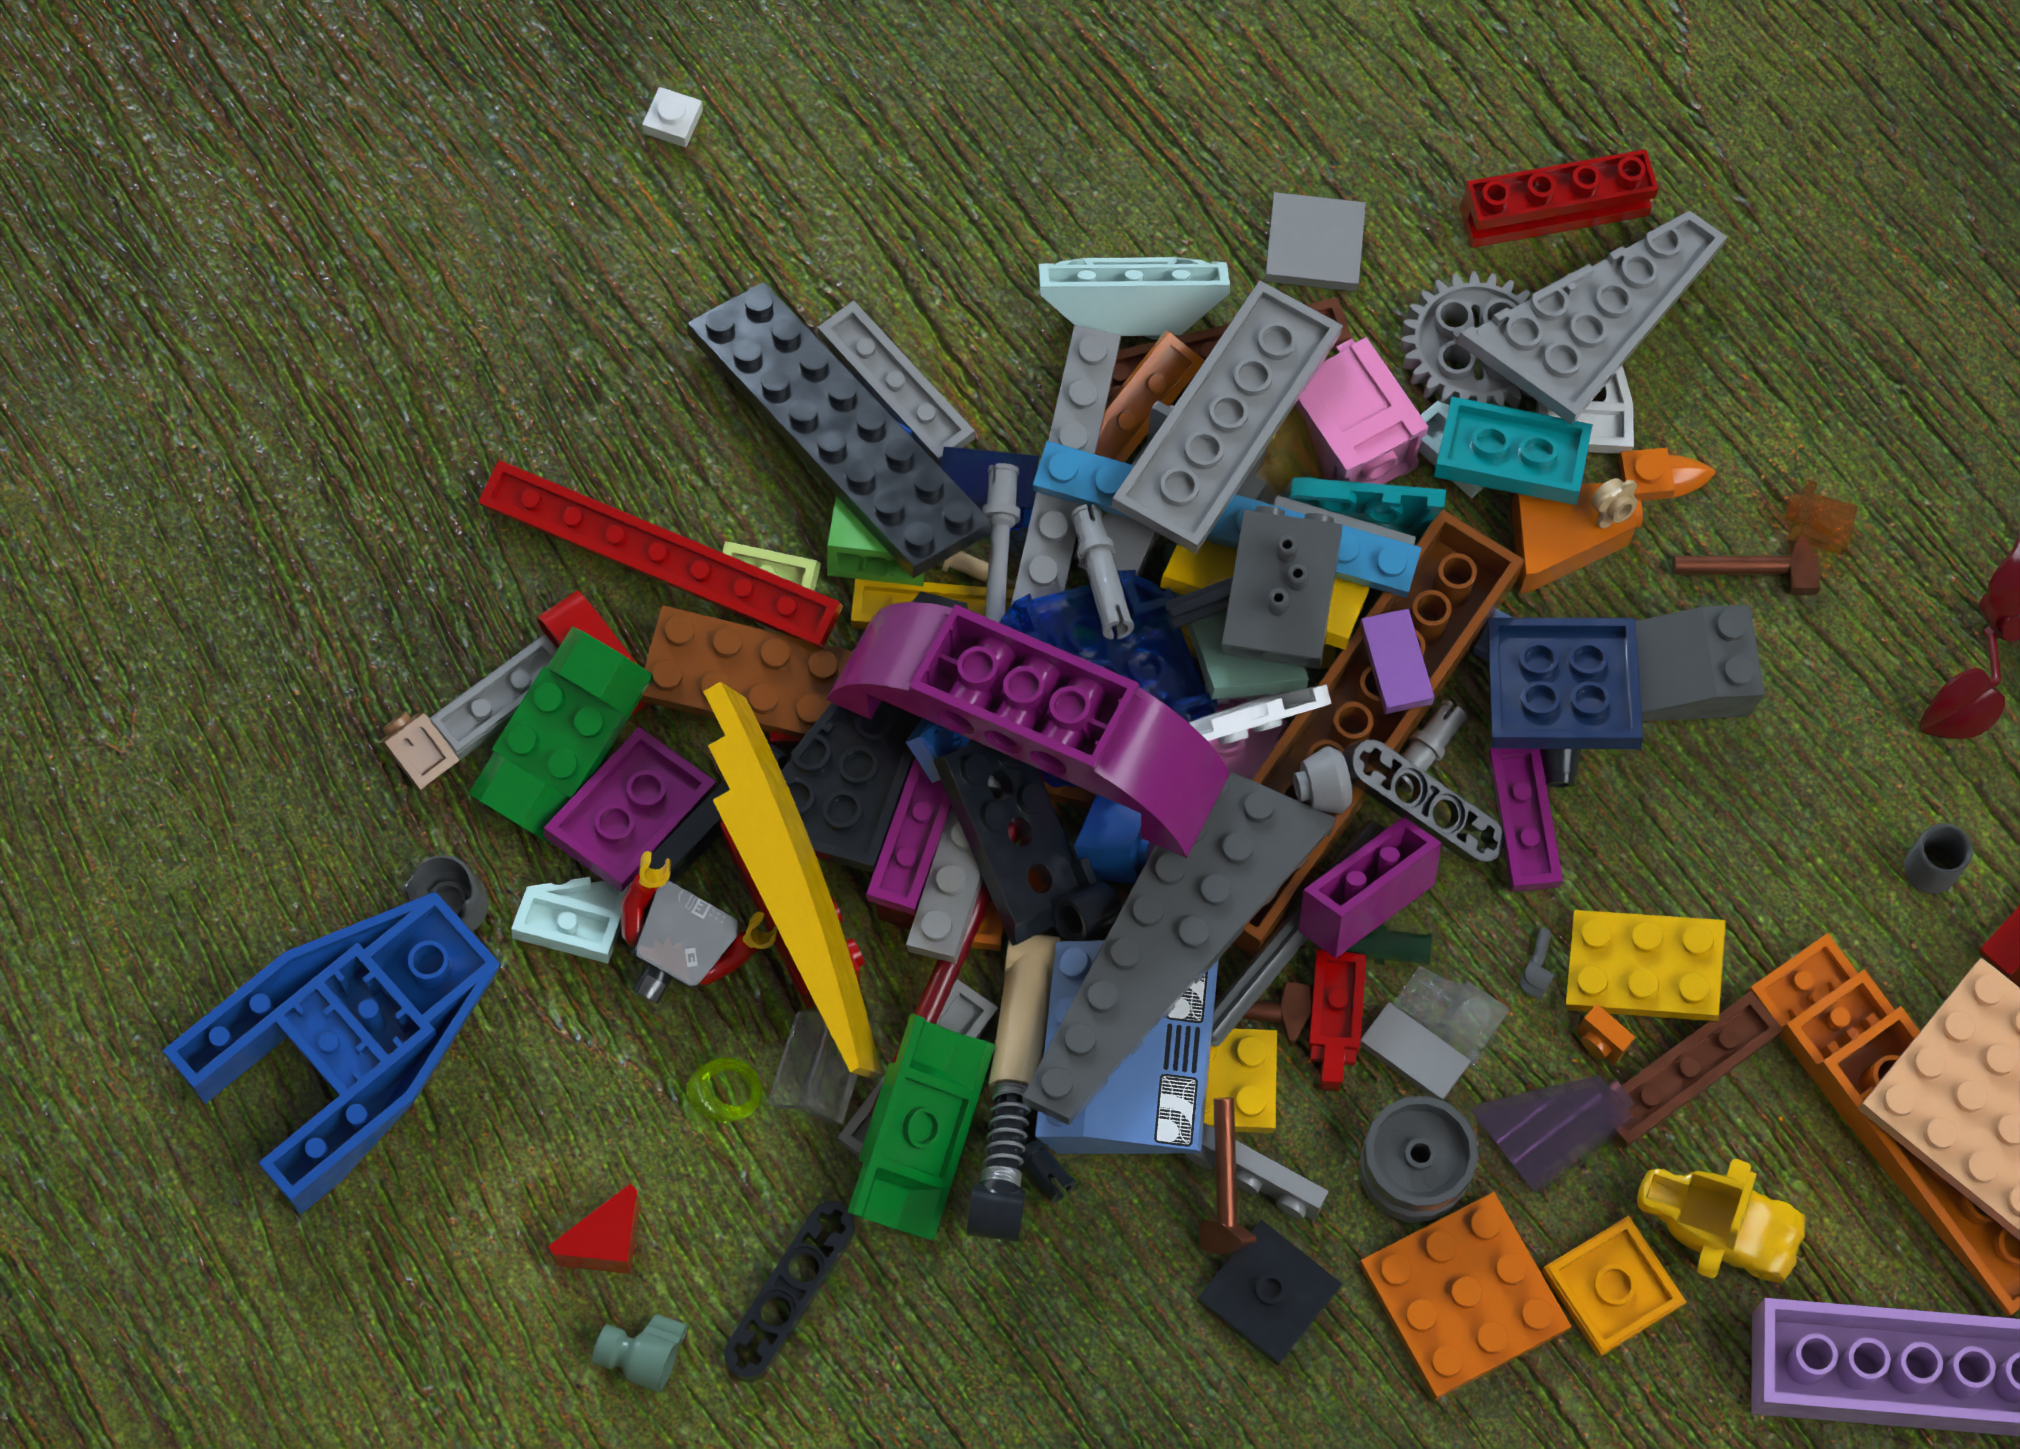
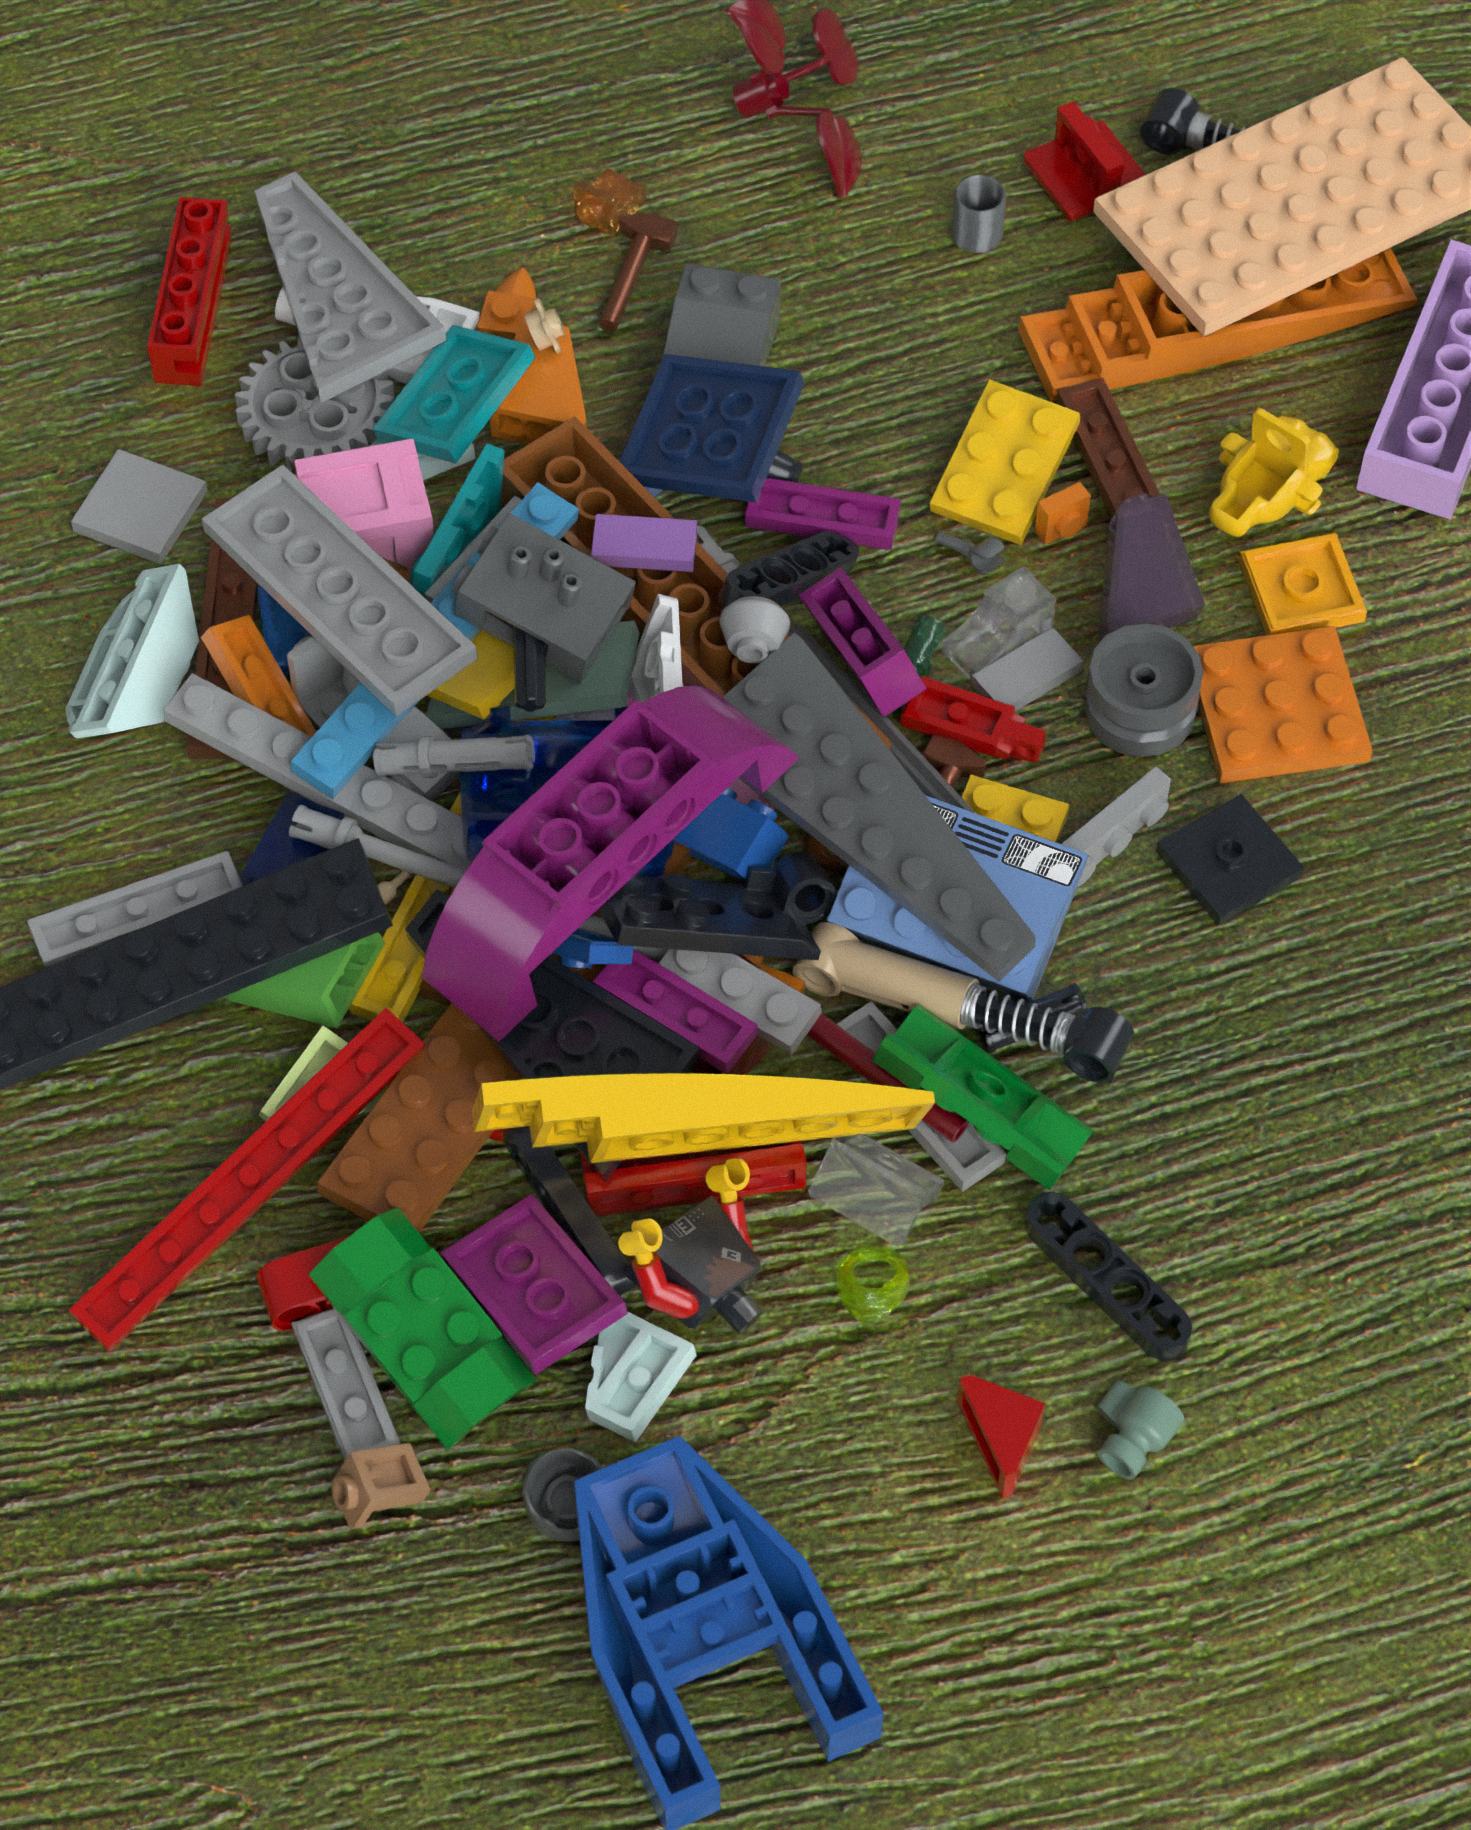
camera: 70 degrees left, 10 degrees down
(1225, 1233) = (1166, 870): copper piece -> none

